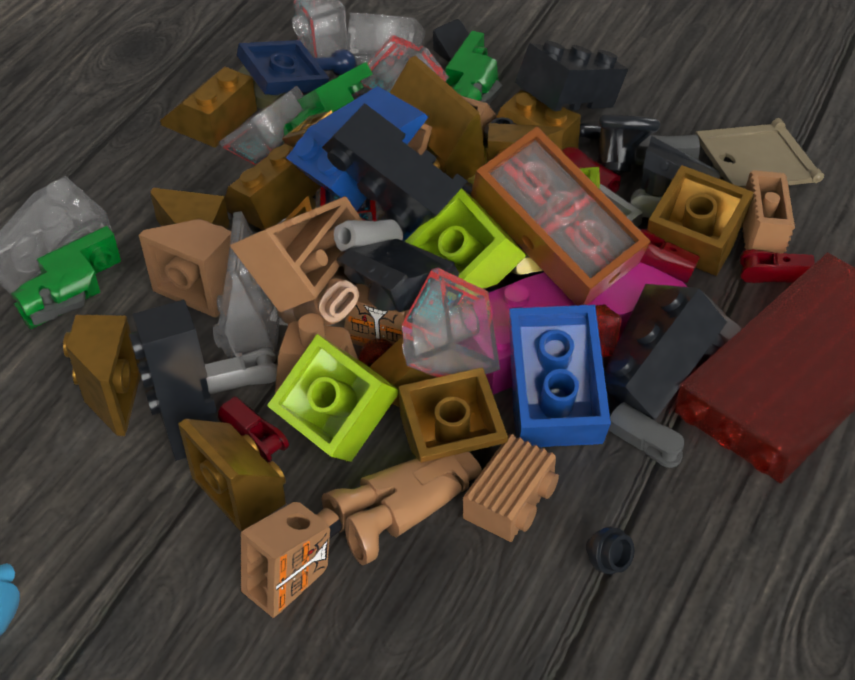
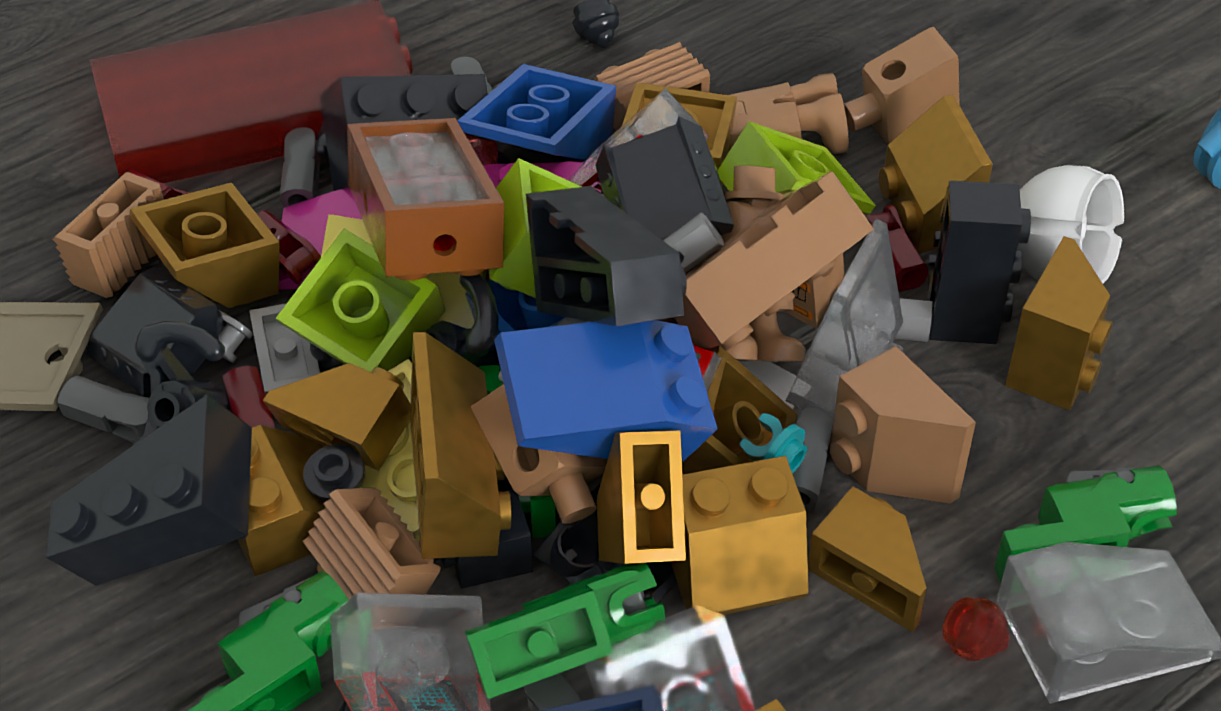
camera: 155 degrees left, 0 degrees up
(119, 449) = (1075, 205): none -> white piece
(121, 207) = (976, 629): none -> clear red plate
(260, 220) = (784, 442): none -> teal plate

